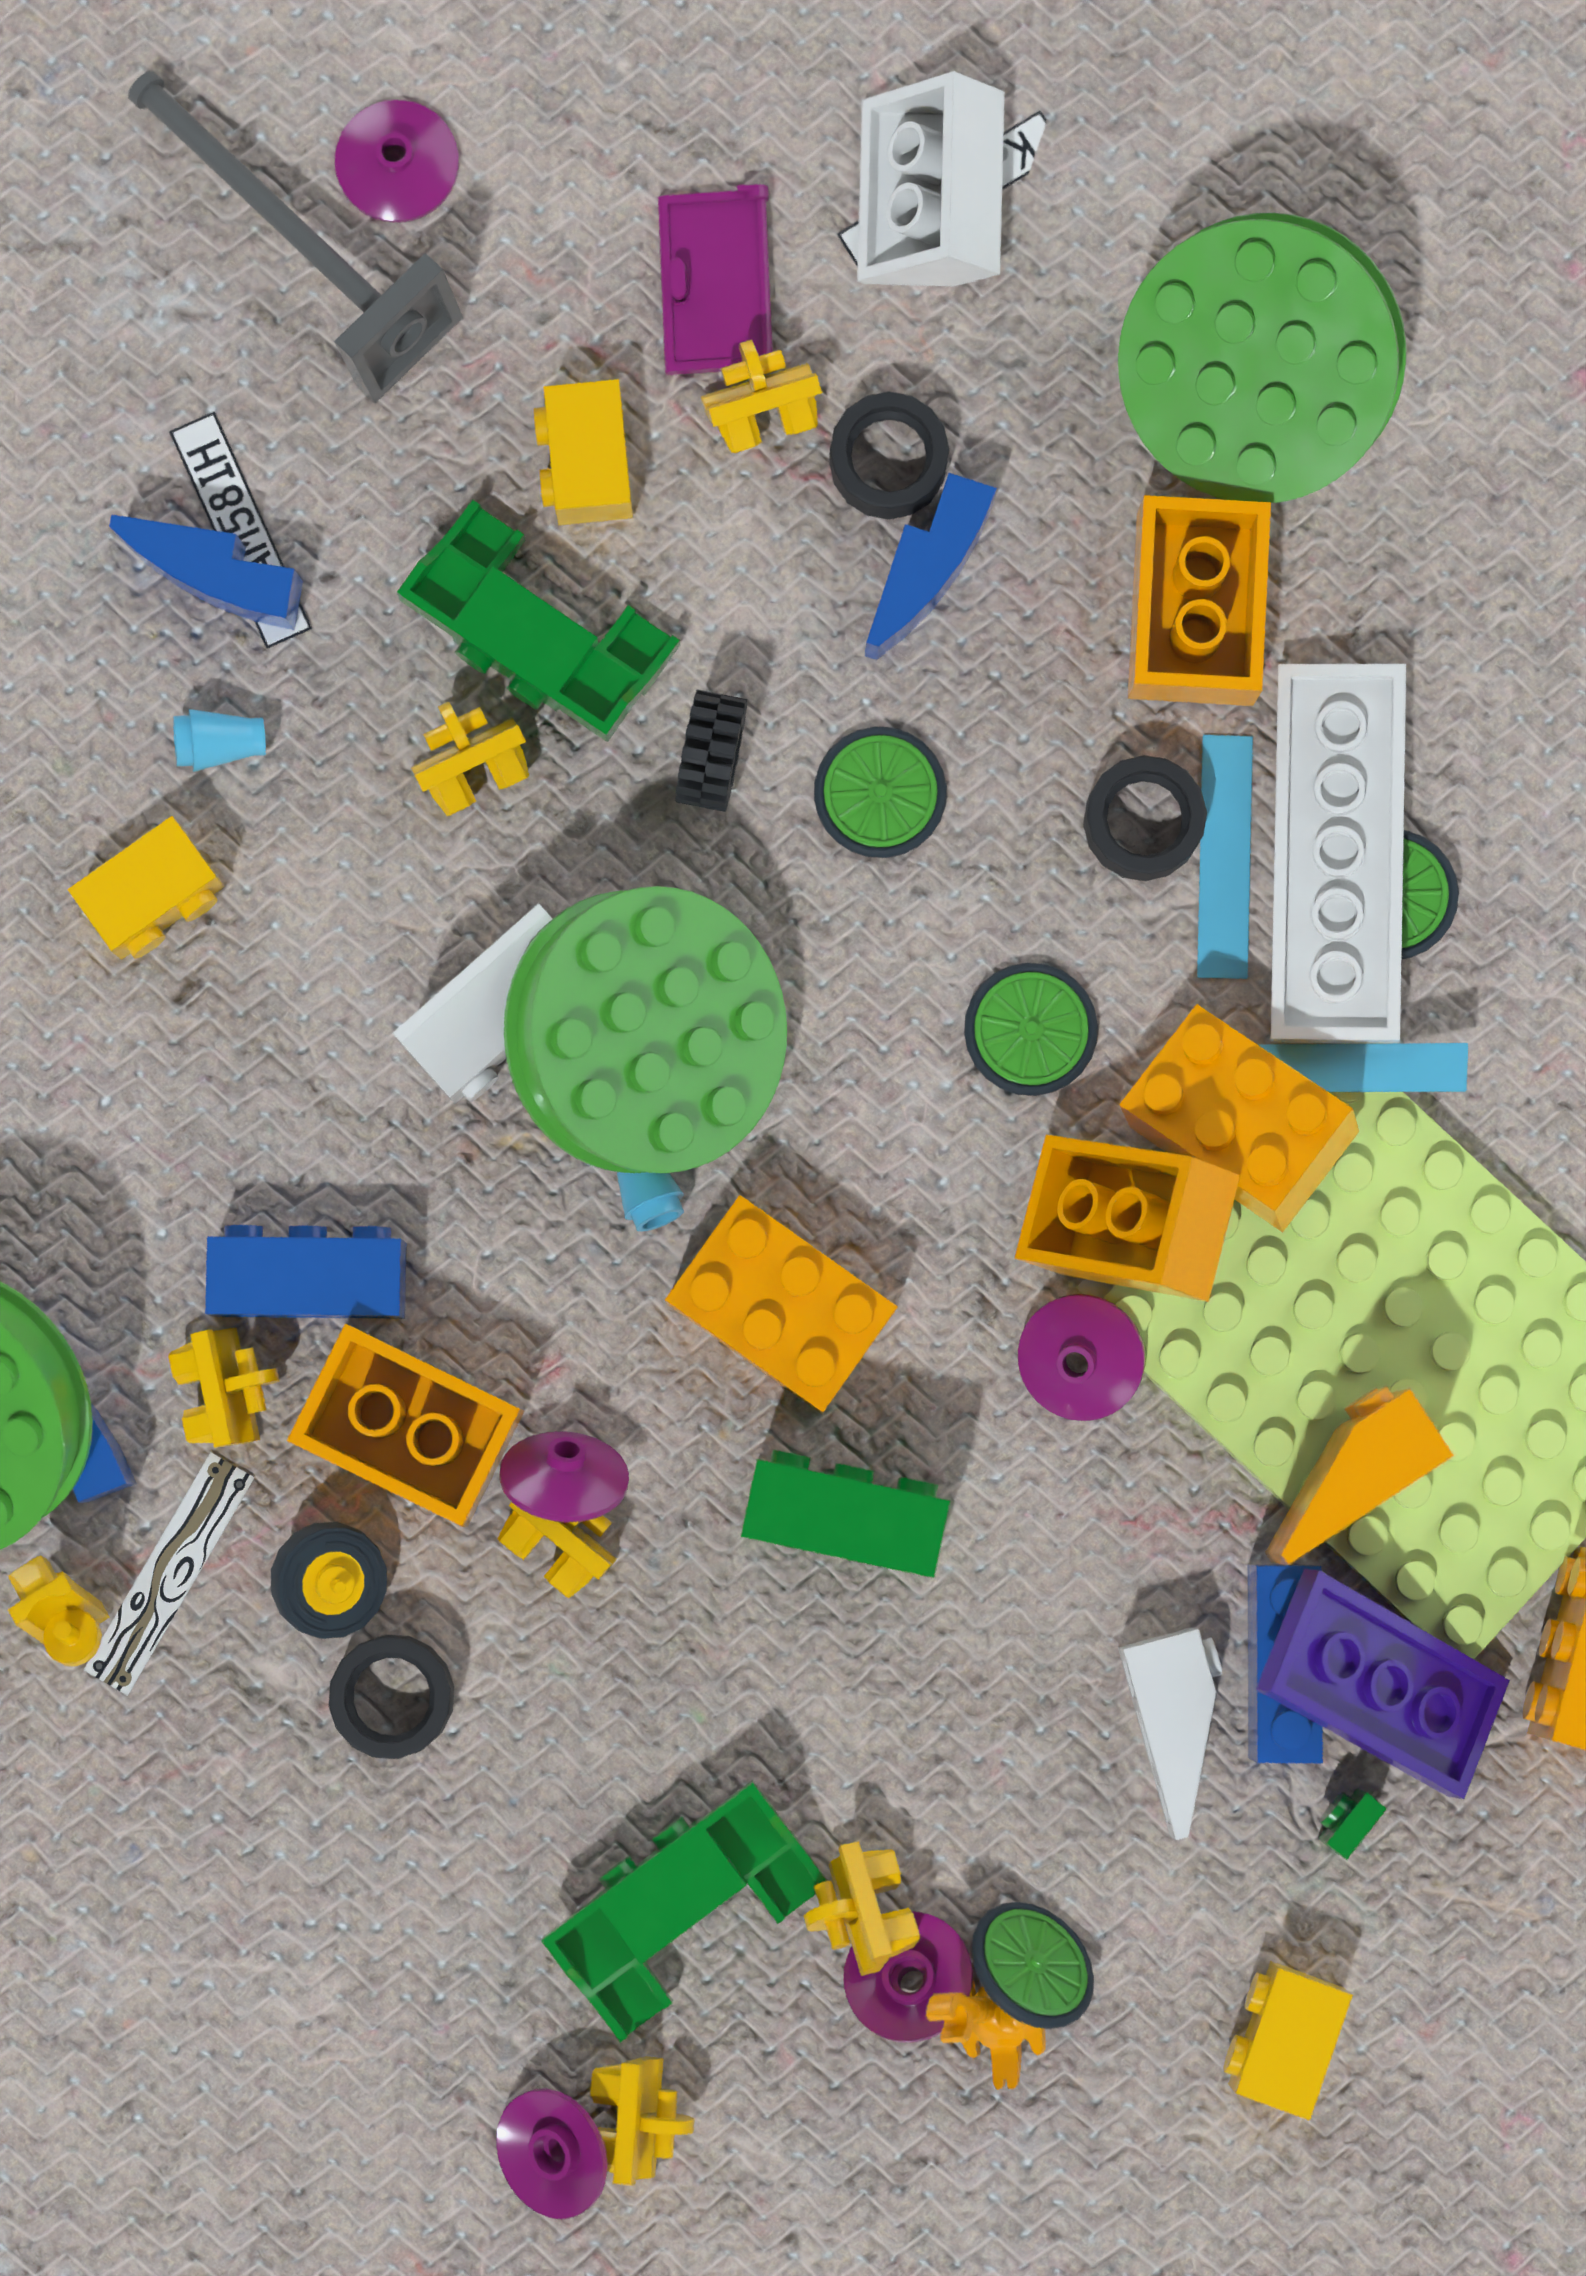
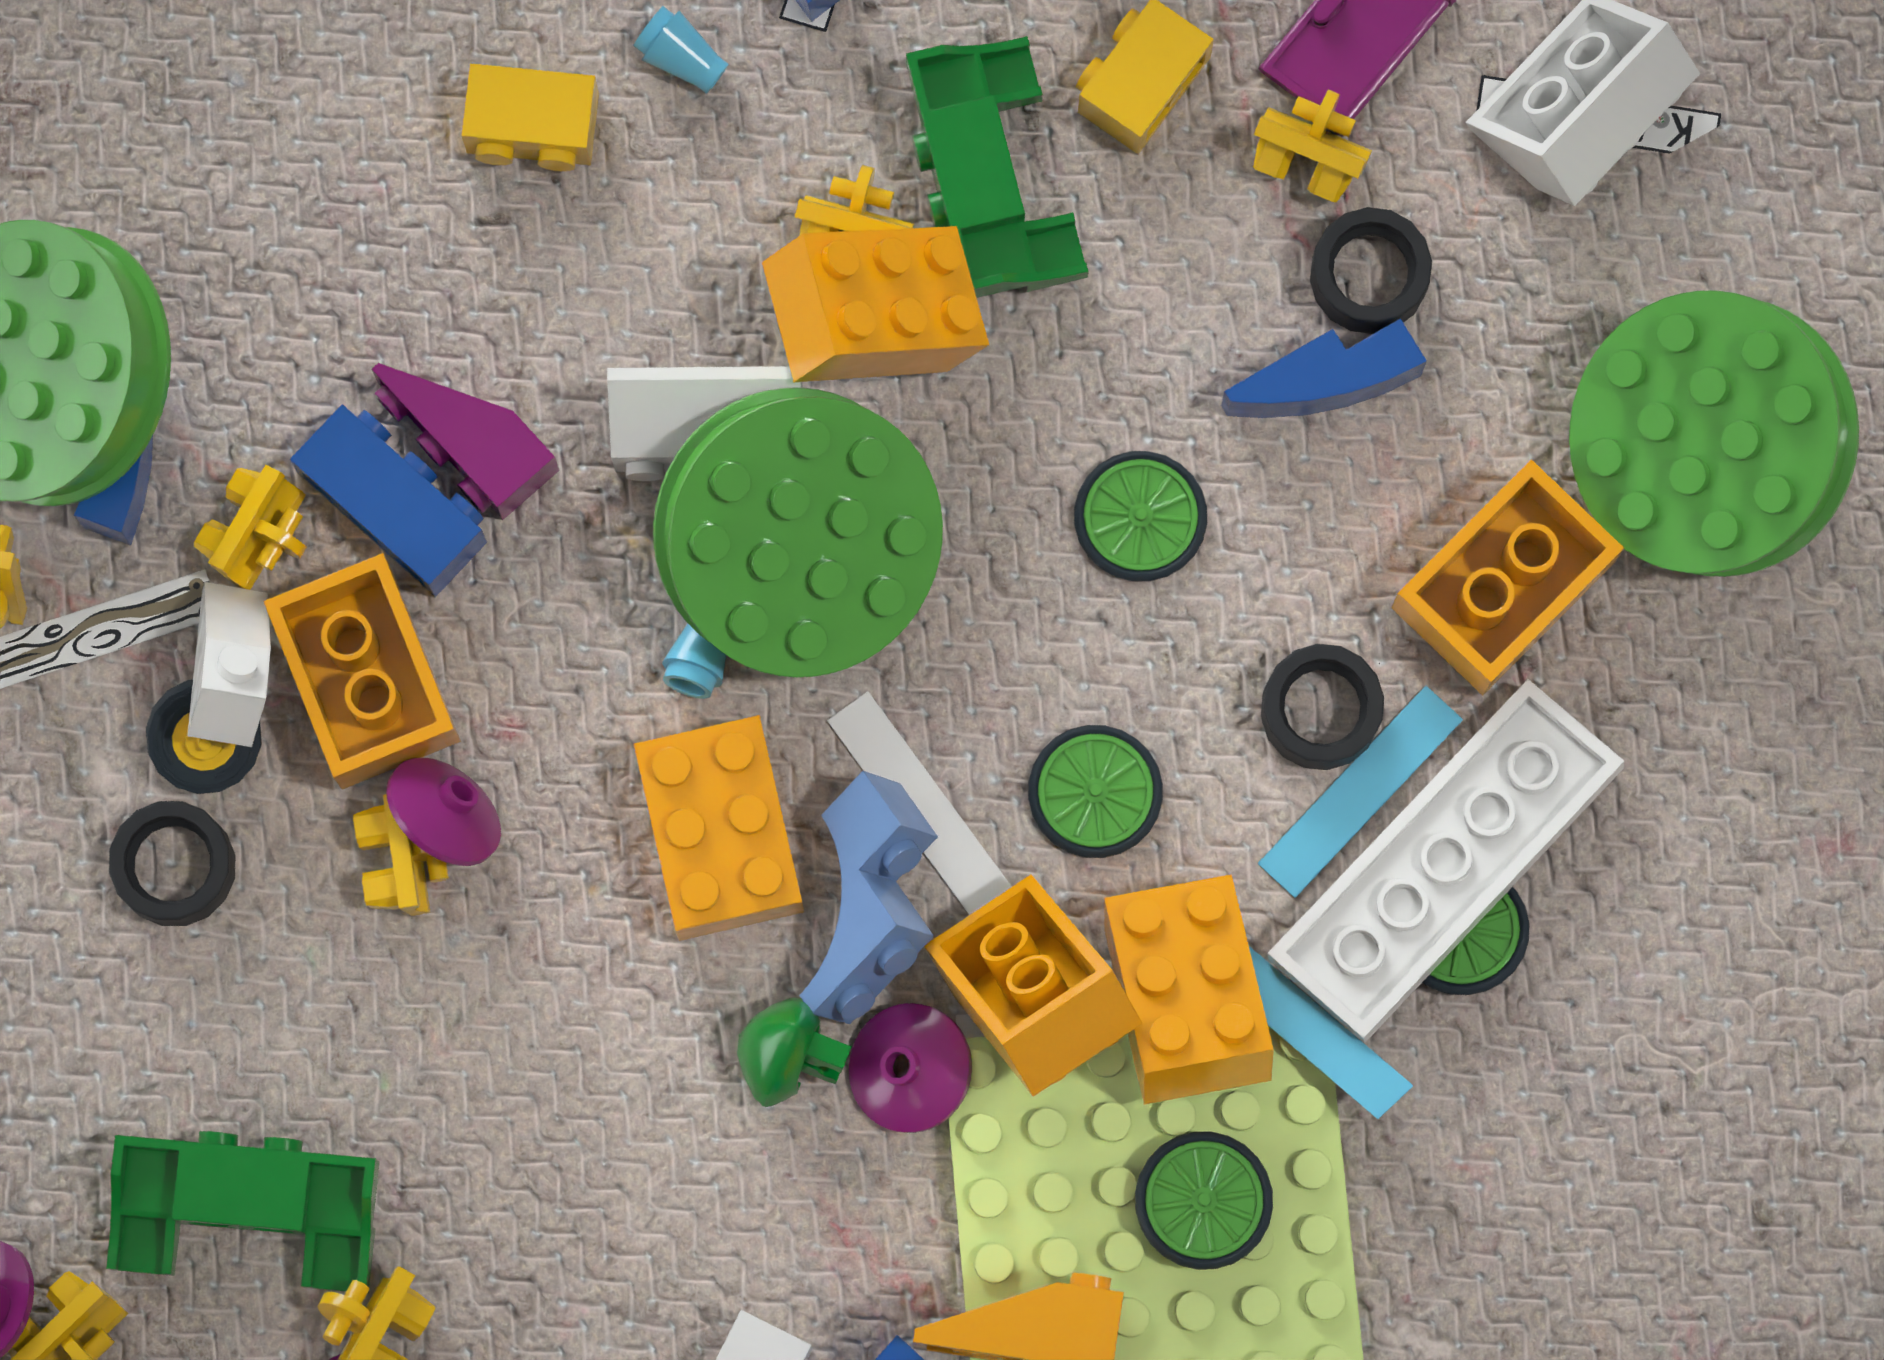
camera: 45 degrees right, 5 degrees down
(304, 1509) = (230, 665): none -> white slope
(336, 1170) = (482, 440): none -> magenta slope
(549, 805) = (874, 303): none -> light orange brick
(711, 750) = (1036, 371): black tyre -> none
(846, 1514) = (624, 1021): green brick -> none
(909, 1154) = (956, 851): none -> white sticker
(972, 1275) = (878, 928): none -> medium blue arch
(975, 1426) = (781, 1045): none -> green piece
(1388, 1264) = (1204, 1200): none -> bright green wheel

